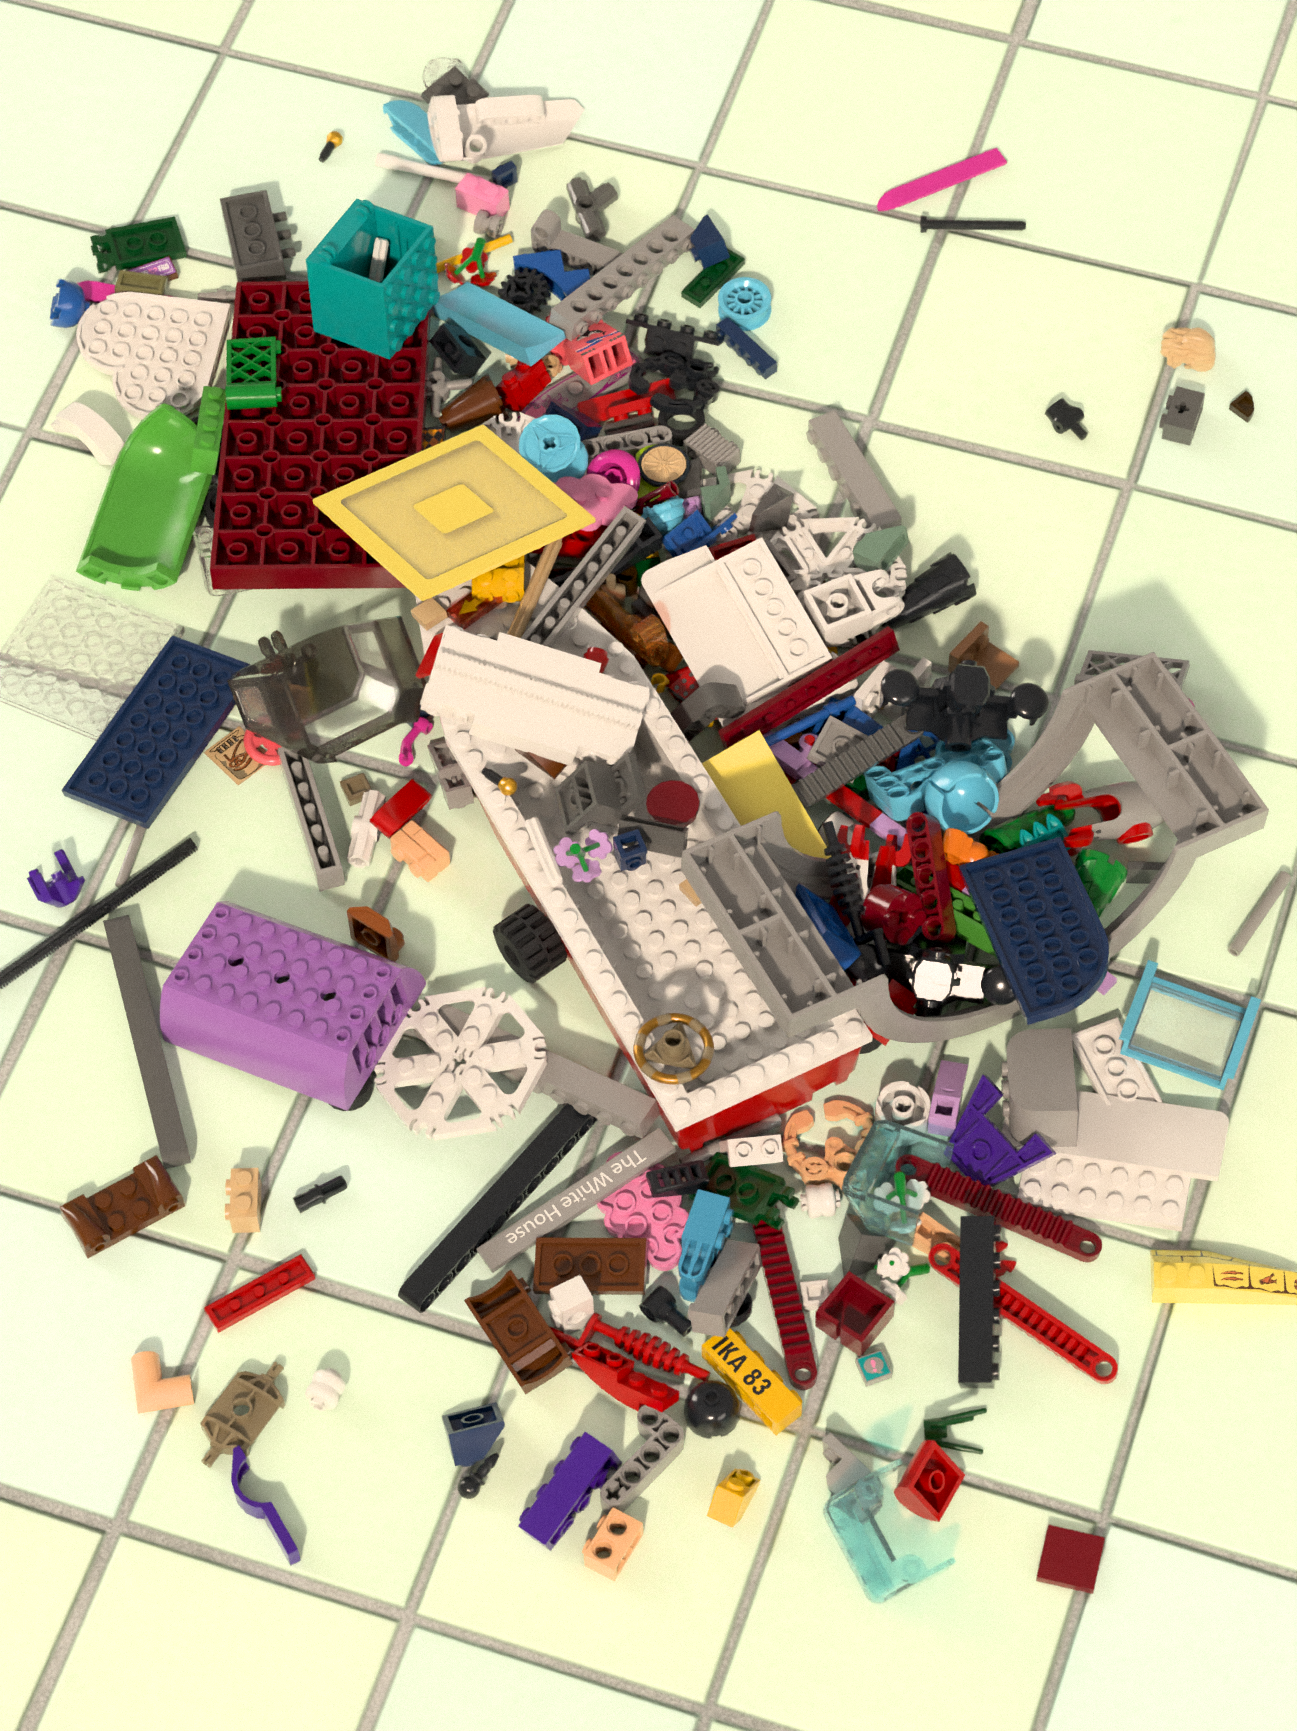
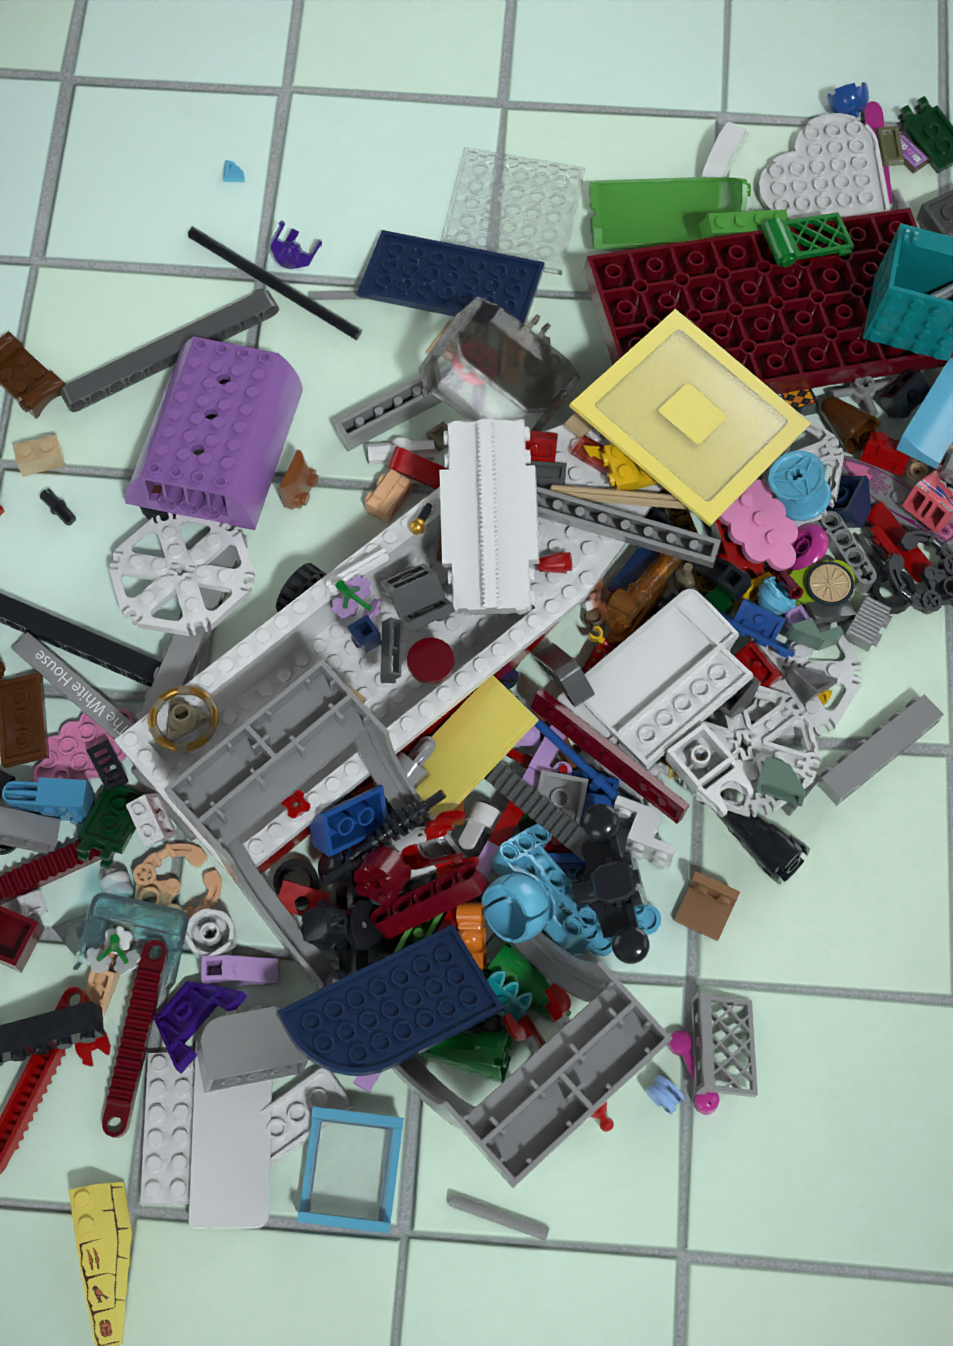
camera: 75 degrees right, 10 degrees up
(894, 1265) = (48, 958): white plant -> none

